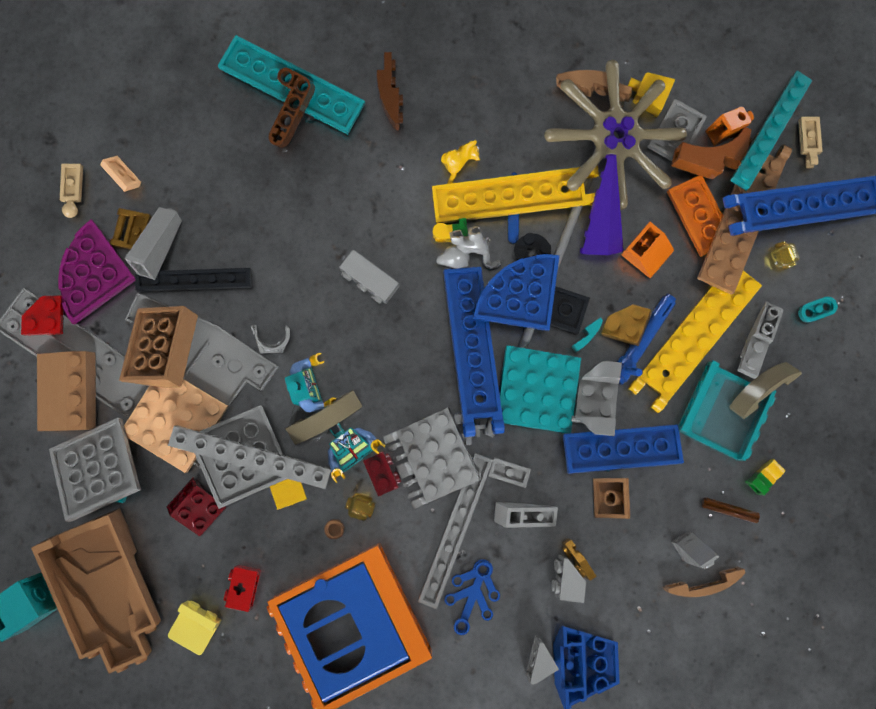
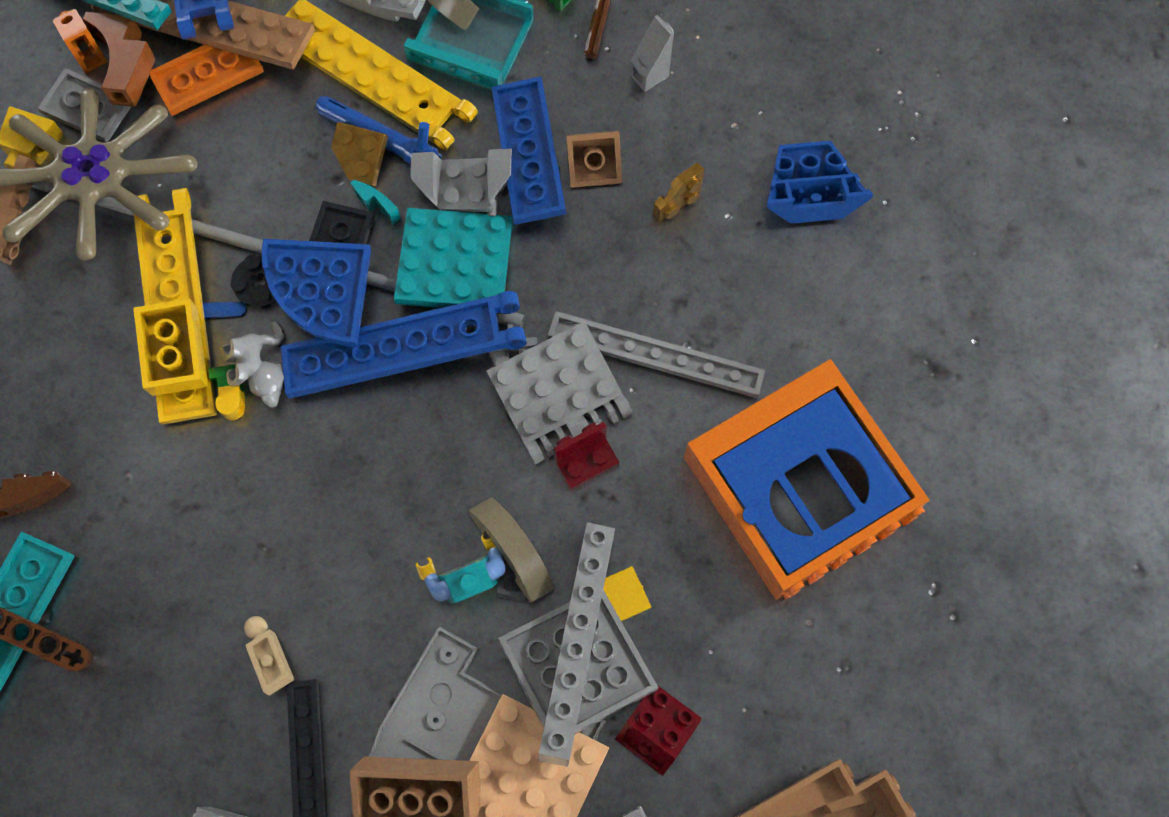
camera: 90 degrees left, 10 degrees down
(194, 627) = (834, 709): light yellow bracket -> none
(245, 599) = (784, 636): red brick -> none
(268, 255) = (267, 656): none -> tan plate
(274, 348) = (409, 627): light grey helmet -> none
(334, 529) = (671, 521): medium nougat tile -> none
(349, 448) = (554, 505): torso -> none
(360, 506) = (636, 485): clear yellow head -> none
(368, 277) = (299, 501): light grey brick -> none
(456, 159) = (118, 391): yellow animal -> none
(473, 592) = (738, 326): blue plant -> none
(479, 192) = (170, 347): none -> yellow brick
(509, 472) = (571, 289): light grey plate -> none
(525, 515) = (627, 267): light grey slope -> none
(540, 662) = (816, 231): light grey slope -> none
(568, 583) = (707, 203): light grey slope -> none
(605, 227) = (221, 182): dark purple wedge -> none
(649, 250) = (253, 132): orange slope -> none
(728, 578) = (682, 24): medium nougat slope -> none

